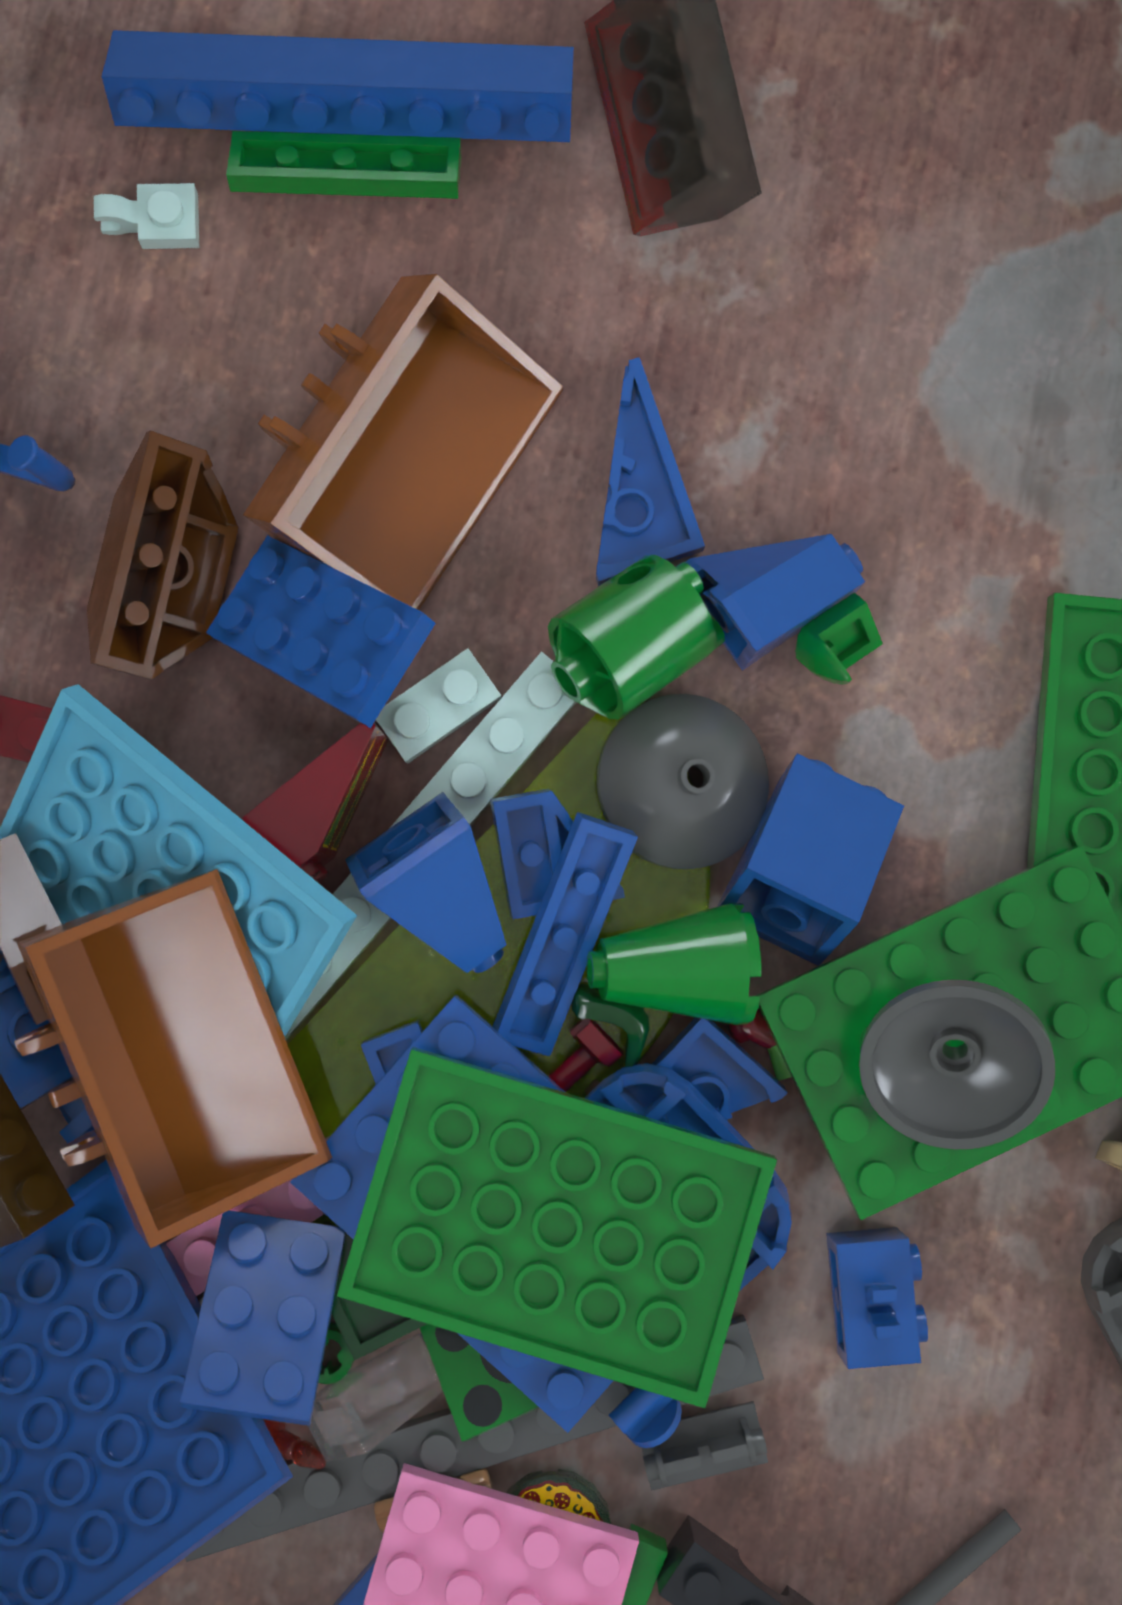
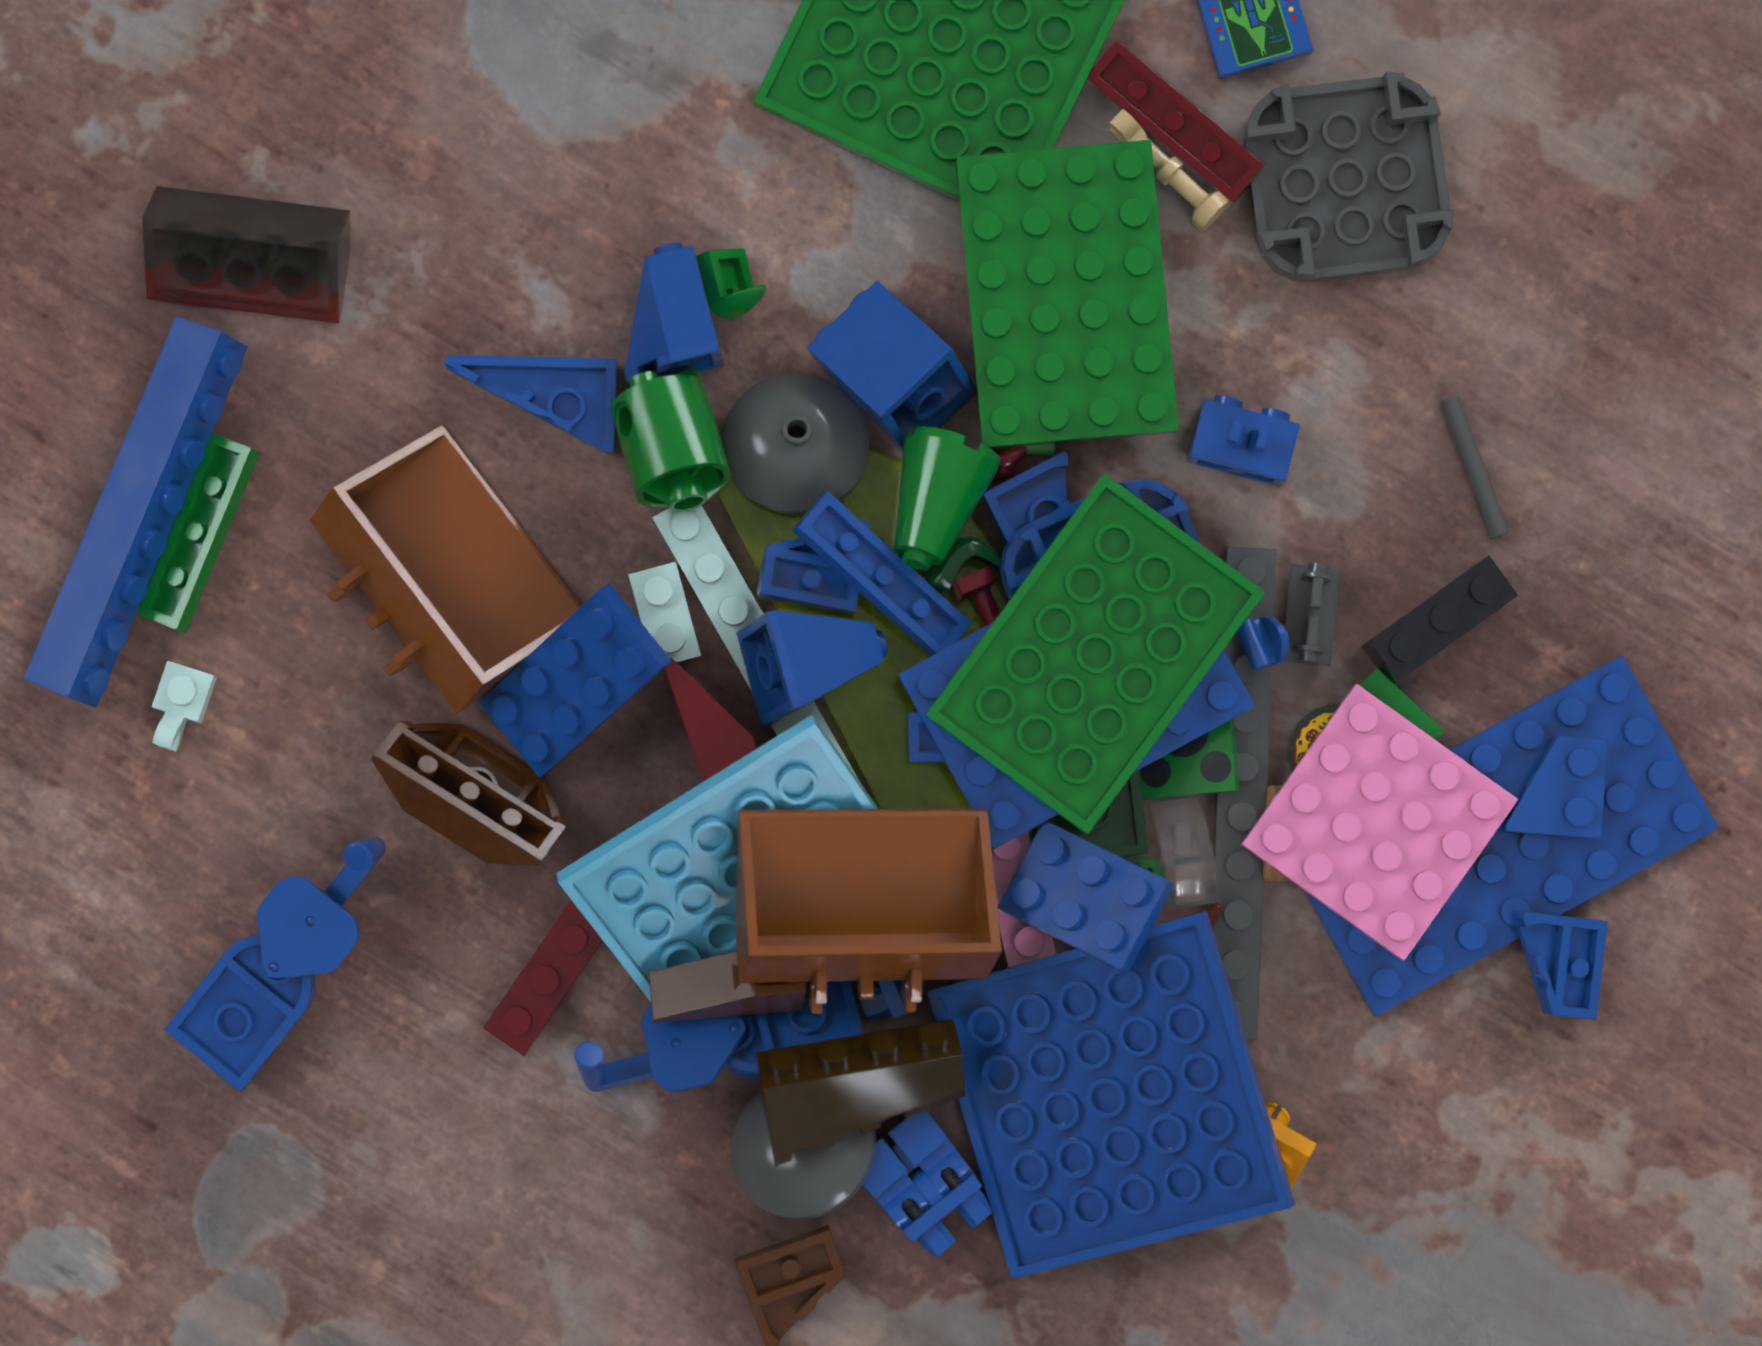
camera: 70 degrees left, 0 degrees up
(964, 1092) = (1107, 320): dark grey dish -> none

